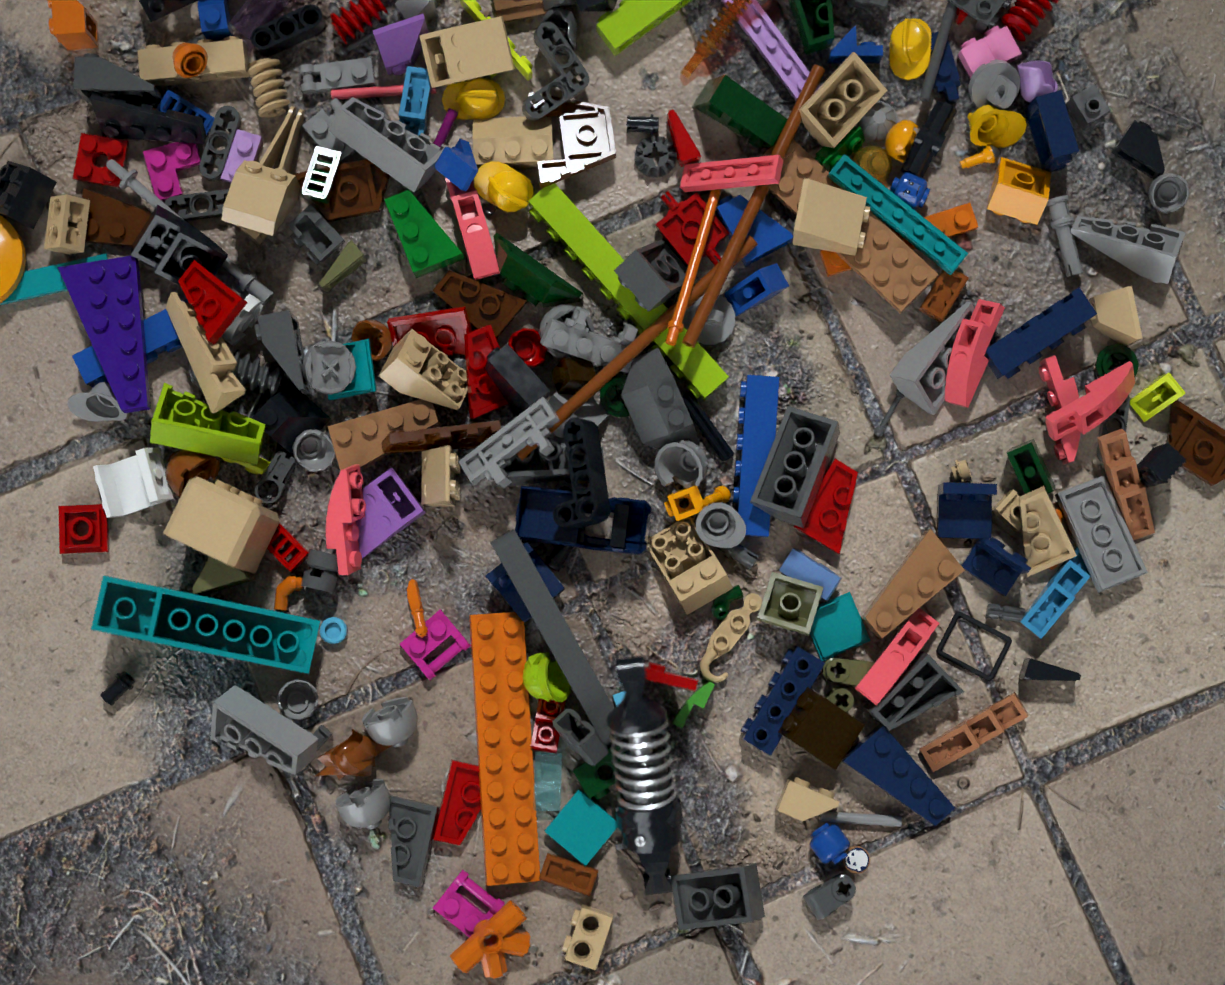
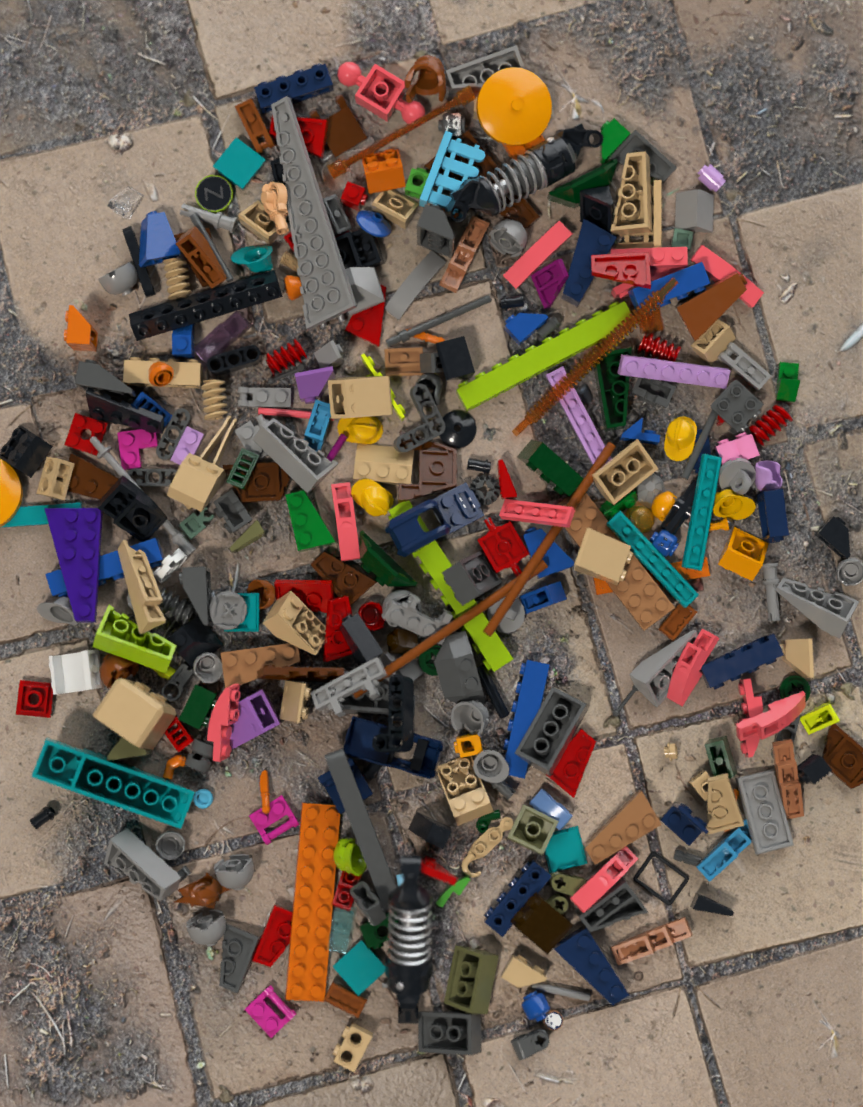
camera: 10 degrees right, 0 degrees up
(211, 299) = (151, 550): red wing -> none
(266, 260) = (194, 524): none -> sand green plate
(309, 506) = (198, 707): none -> dark green brick
(458, 164) = (342, 477): blue slope -> none
(491, 950) = (282, 1046): orange piece -> none
(609, 92) = (464, 436): none -> black dish
(617, 186) = (453, 510): none -> dark blue piece
(650, 625) = (430, 830): none -> black slope
(675, 325) = (480, 618): orange bar -> none
(720, 495) = (495, 742): light orange piece -> none
(736, 821) = (471, 980): none -> olive slope
(954, 141) = (701, 512): none -> teal tile
(965, 510) = (669, 780): dark blue bracket -> none
(1088, 108) = (802, 501): flat silver brick -> none

